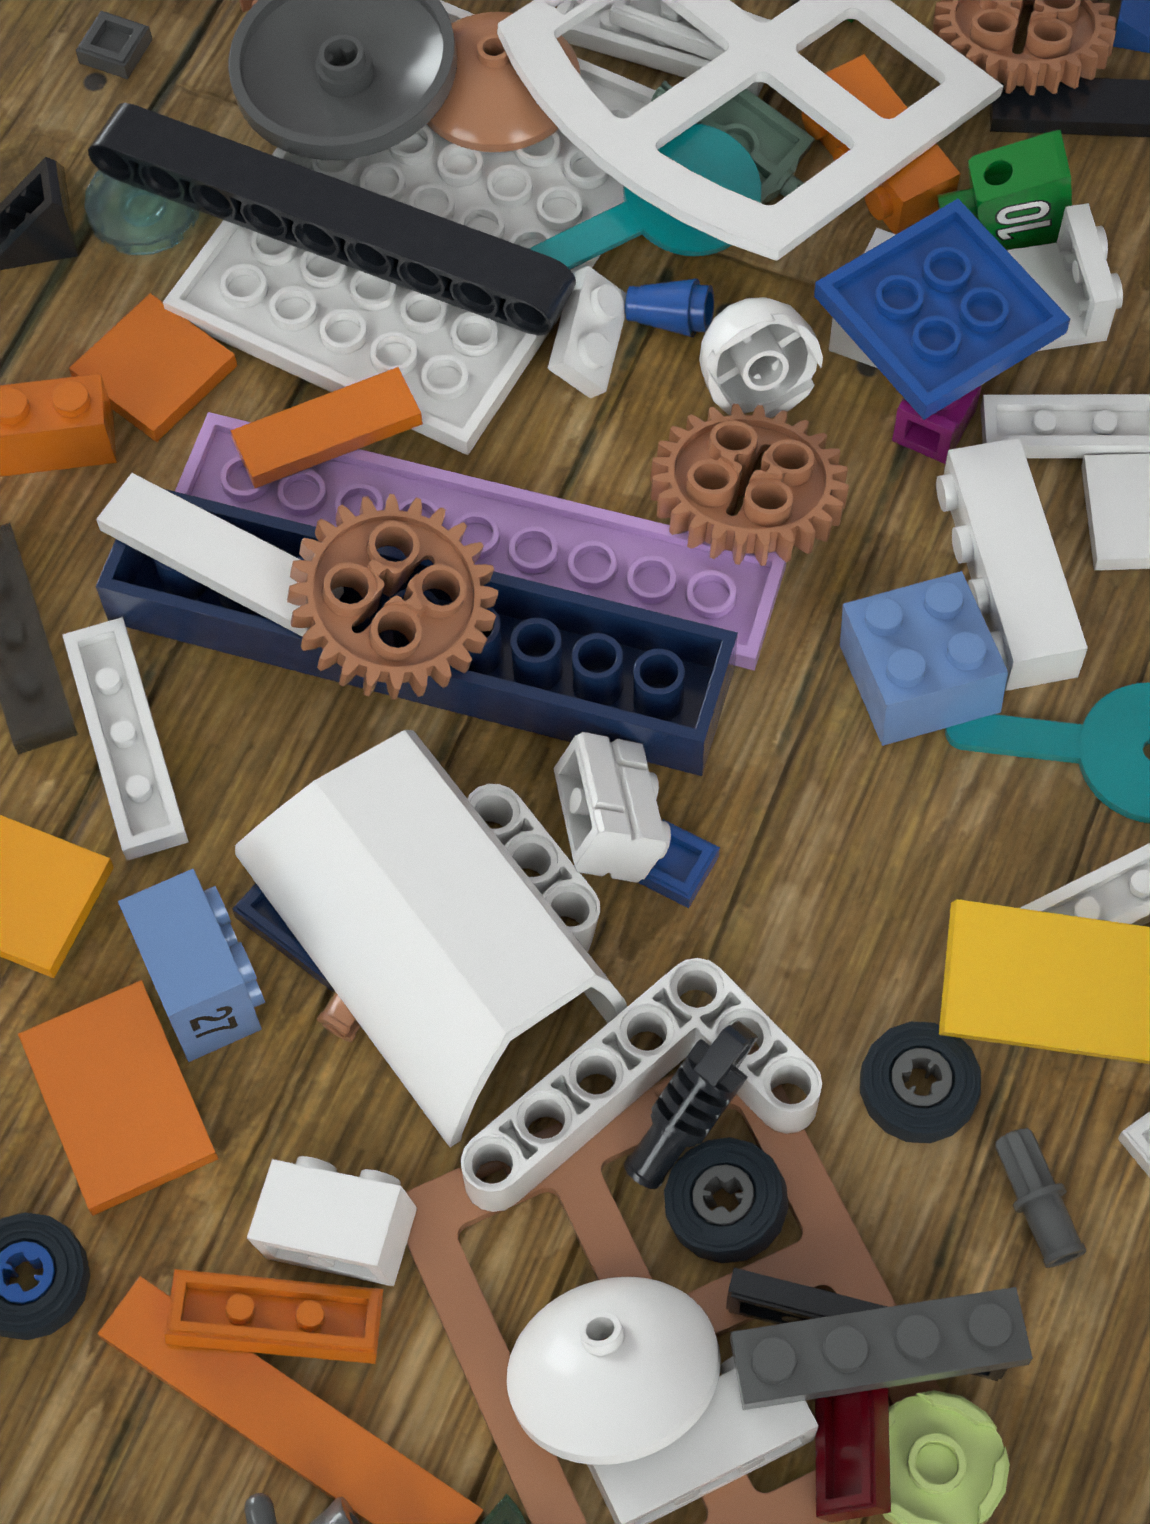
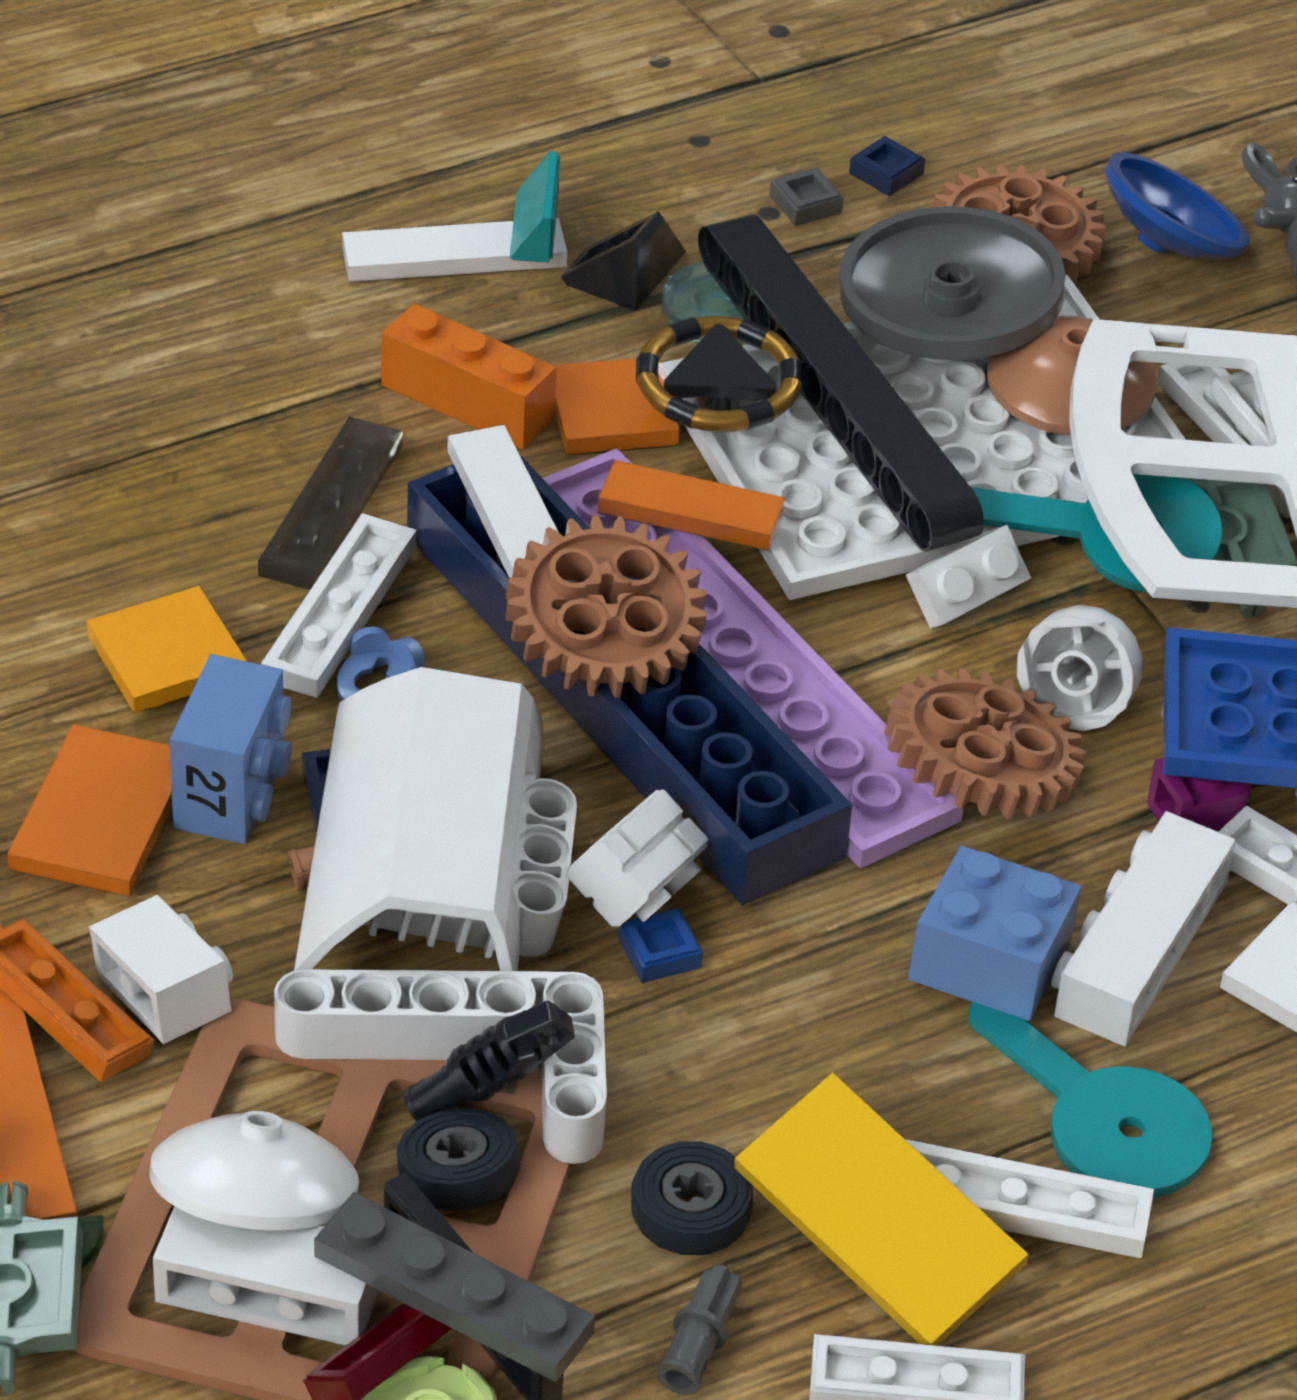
camera: 35 degrees right, 20 degrees down
(228, 750) = (372, 649): none -> medium blue piece
(242, 284) = (719, 374): none -> piece
(672, 306) = (1047, 593): blue cone -> none

